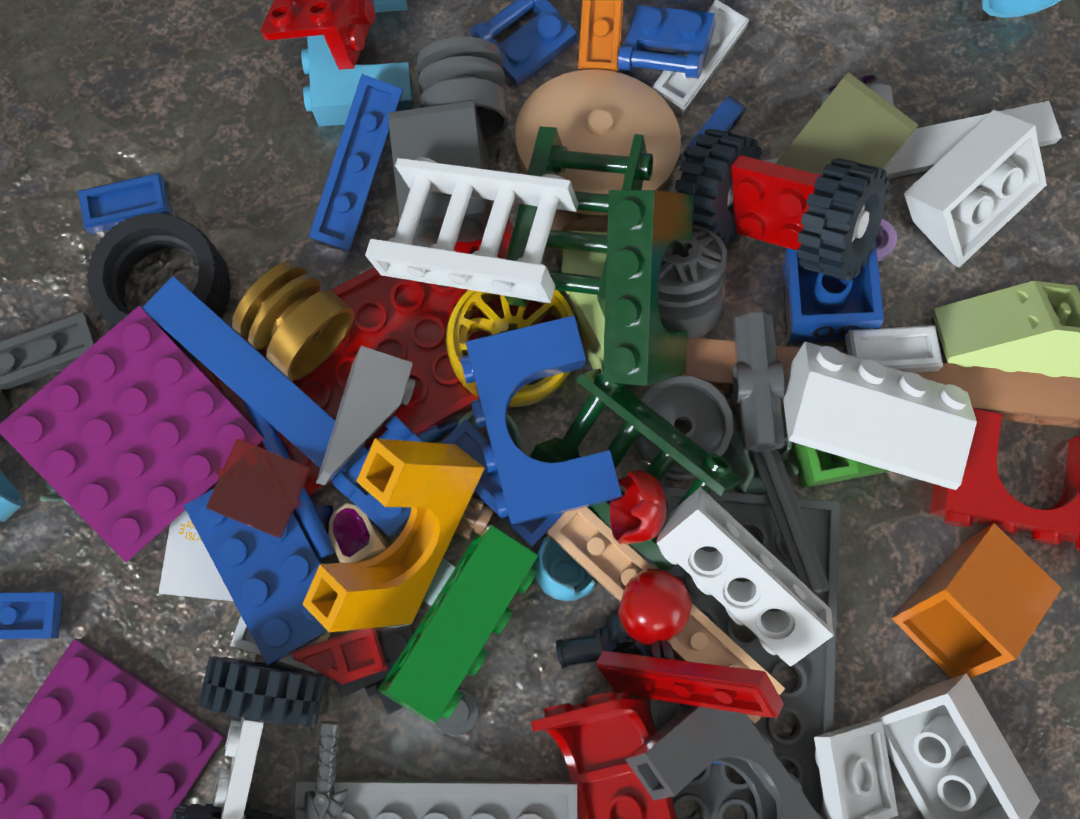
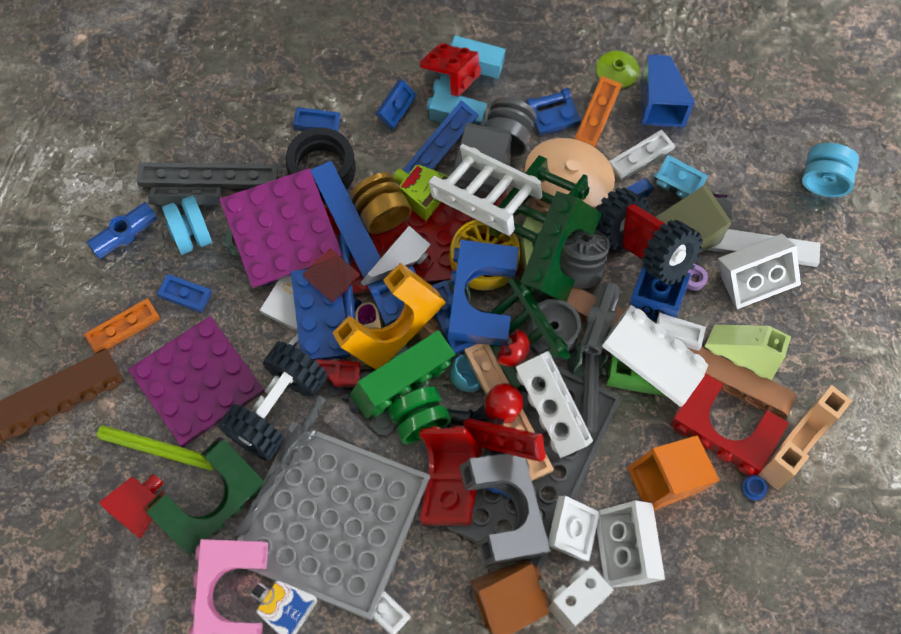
camera: 20 degrees right, 10 degrees down
(250, 121) = (396, 104): none -> blue plate
(346, 269) = (417, 189): none -> lime torso
(516, 685) = (417, 412): none -> green wheel
(667, 32) = (628, 136): blue plate -> none
(784, 73) = (679, 177): none -> medium azure bracket

